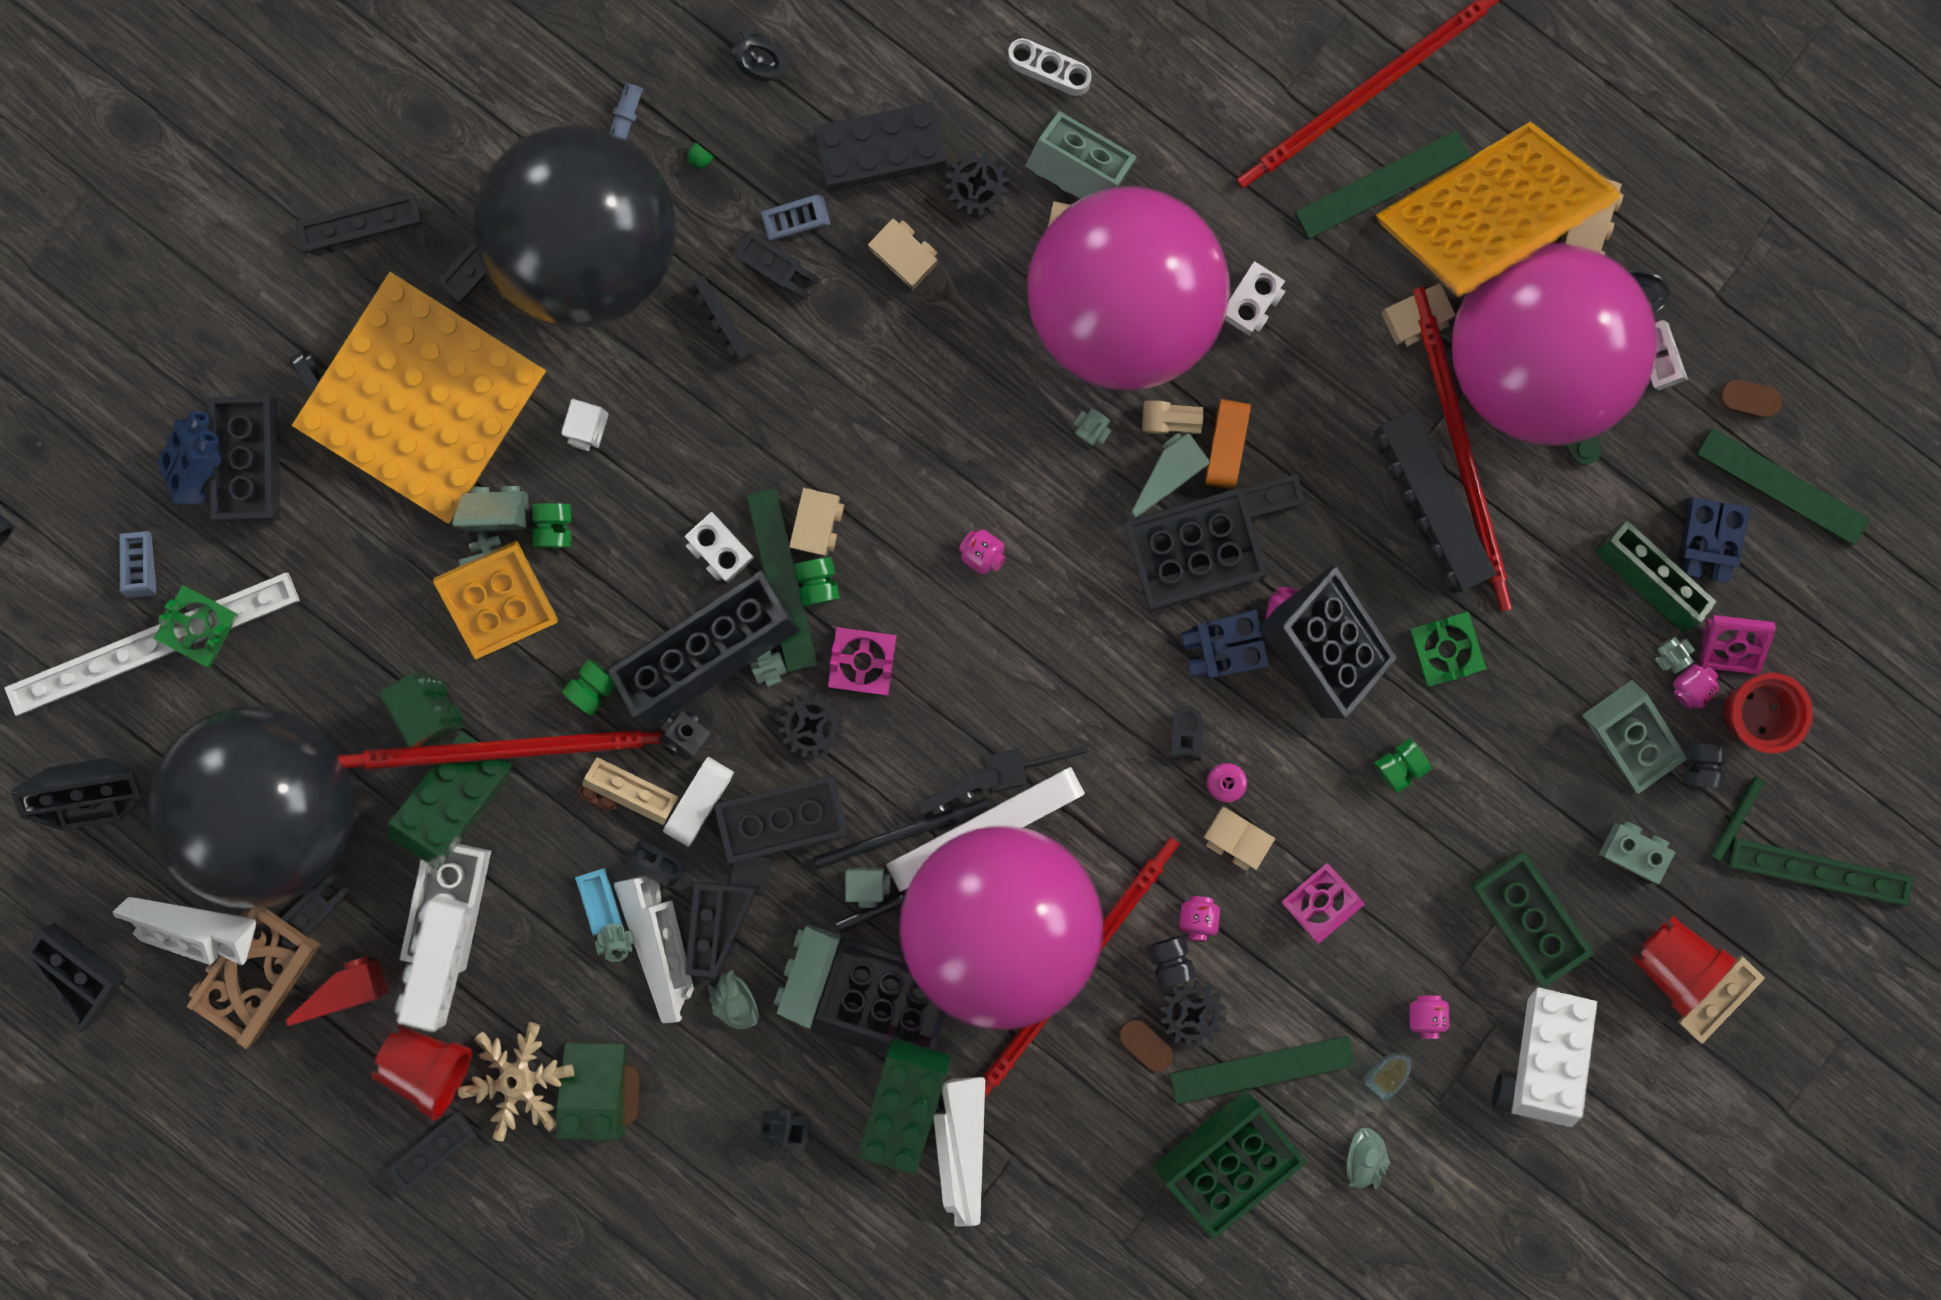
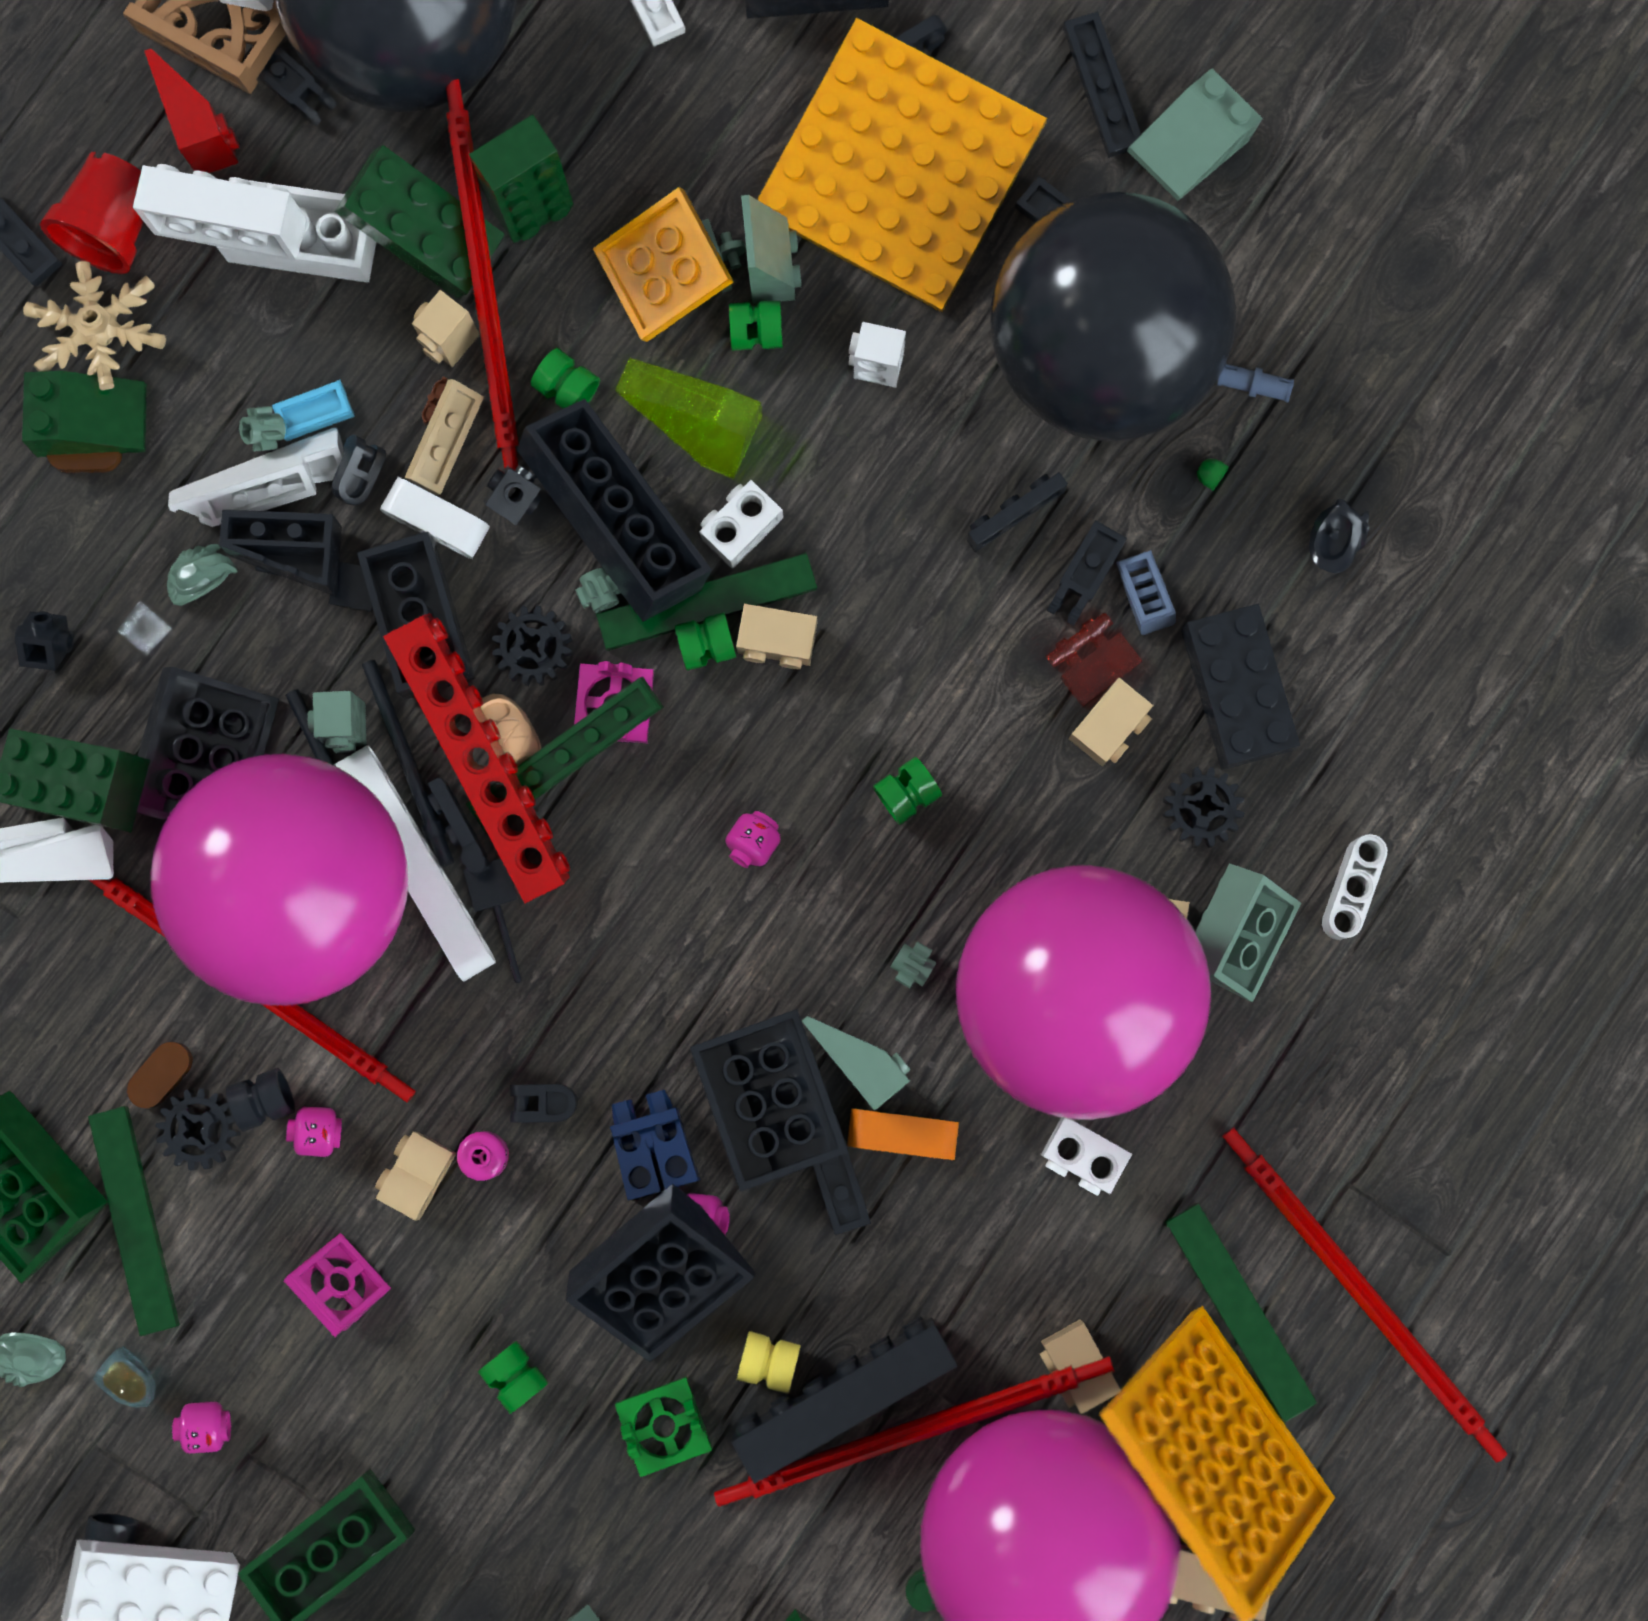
camera: 90 degrees right, 5 degrees down
(411, 148) = (1195, 134): none -> sand green slope
(540, 785) = (444, 329): none -> tan brick
(623, 582) = (695, 414): none -> clear neon green wedge
(775, 1048) = (143, 628): none -> clear slope
(807, 975) = (230, 658): sand green slope -> none
(856, 259) = (1099, 669): none -> clear red plate
(881, 751) = (515, 728): none -> light nougat piece
(905, 700) = (583, 741): none -> dark green tile
(950, 423) = (907, 790): none -> green wheel
(1005, 733) = (529, 878): none -> red brick
(1162, 418) = (931, 1052): tan piece -> none
(1402, 559) = (768, 1362): none -> light yellow wheel

